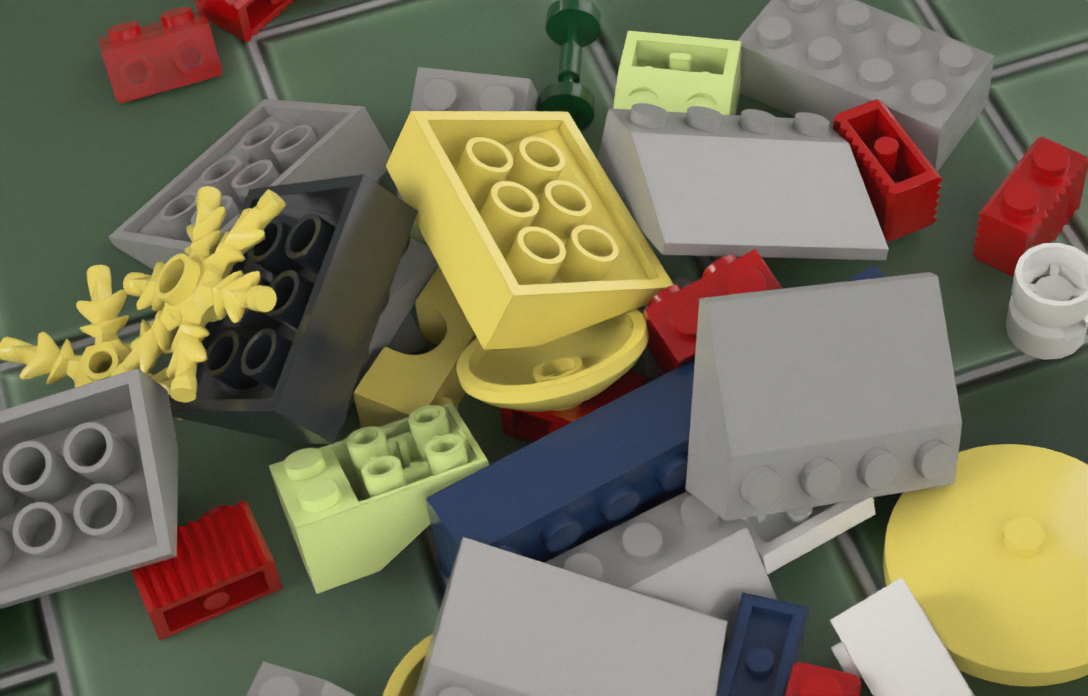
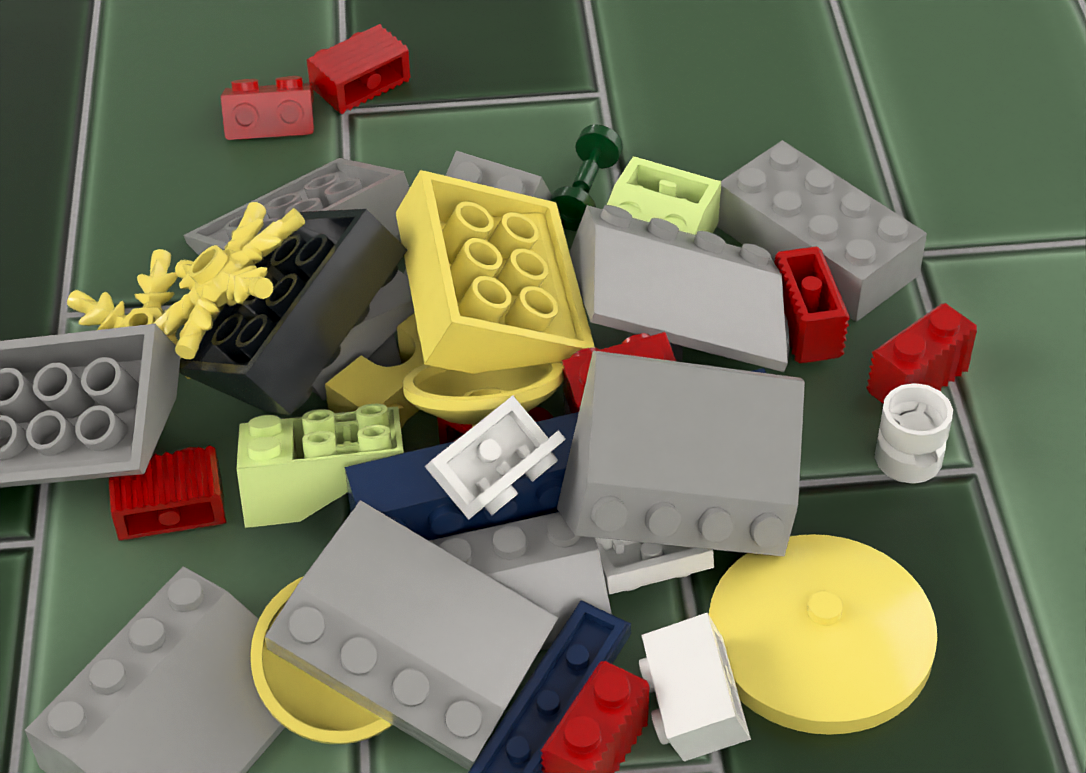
camera: 10 degrees right, 5 degrees down
(608, 451) = (491, 457): none -> white bracket

